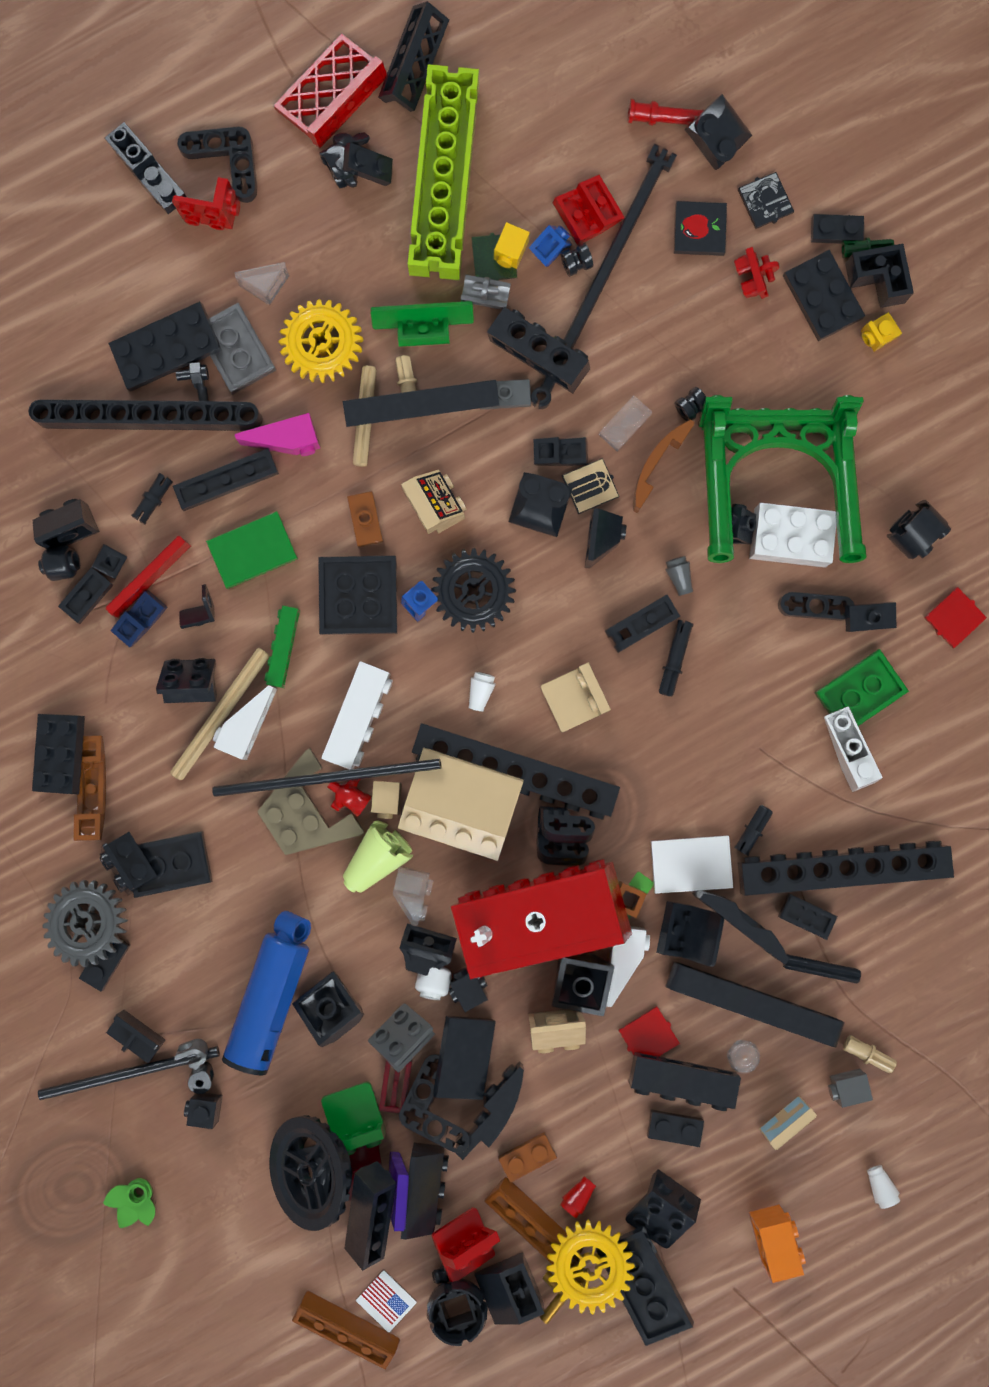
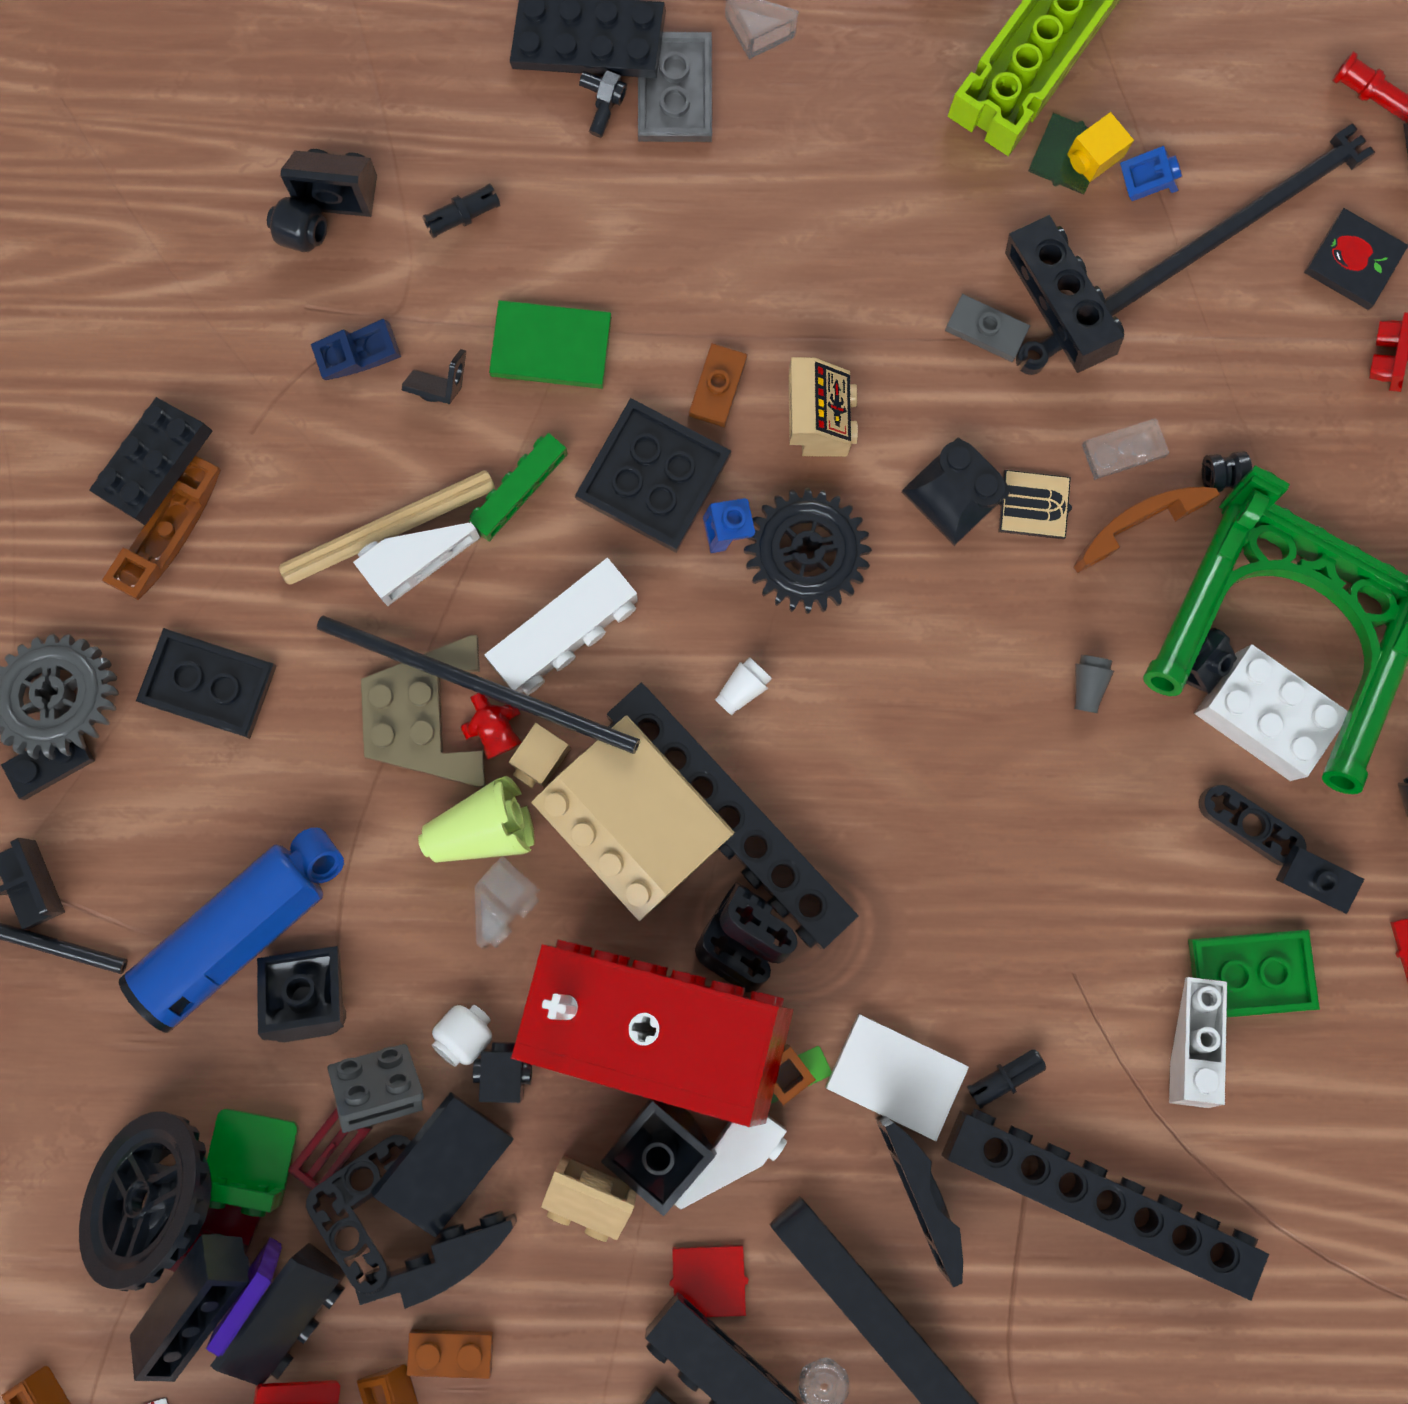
camera: 25 degrees right, 5 degrees down
(85, 595) = (306, 283): black plate -> none
(109, 561) = (361, 257): black tile -> none
(126, 863) = (153, 649): black bracket -> none
(134, 409) = (503, 91): black beam -> none
(148, 576) = (399, 302): red tile -> none
(187, 681) = (370, 462): black bracket -> none
(202, 1071) = (85, 982): leg -> none
(203, 1110) = (55, 1034): black brick -> none
(225, 479) = (568, 238): black plate -> none
(287, 436) = (679, 227): dark pink slope -> none
(309, 361) = (789, 132): yellow gear -> none
(363, 431) = (791, 256): tan axle -> none
(405, 374) = (869, 243): tan axle -> none
(421, 403) = (873, 277): black tile -> none
(422, 322) = (933, 180): green bracket -> none
(426, 949) = (475, 986): black slope -> none
(485, 292) = (1034, 186): flat silver hips -> none
(560, 451) = (1019, 440): black slope -> none
(575, 697) = (864, 765): tan bracket -> none
(577, 259) = (1174, 210): black wheel -> none
(588, 209) = (1222, 159): red slope -> none
(603, 535) = (1019, 574): black slope -> none
(643, 623) = (1008, 718): black plate -> none
(675, 658) = (1025, 788): black axle -> none
(690, 933) = (845, 1170): black bracket -> none
(807, 916) = (1017, 1240): black plate -> none
(823, 969) = (999, 1326): black axle -> none

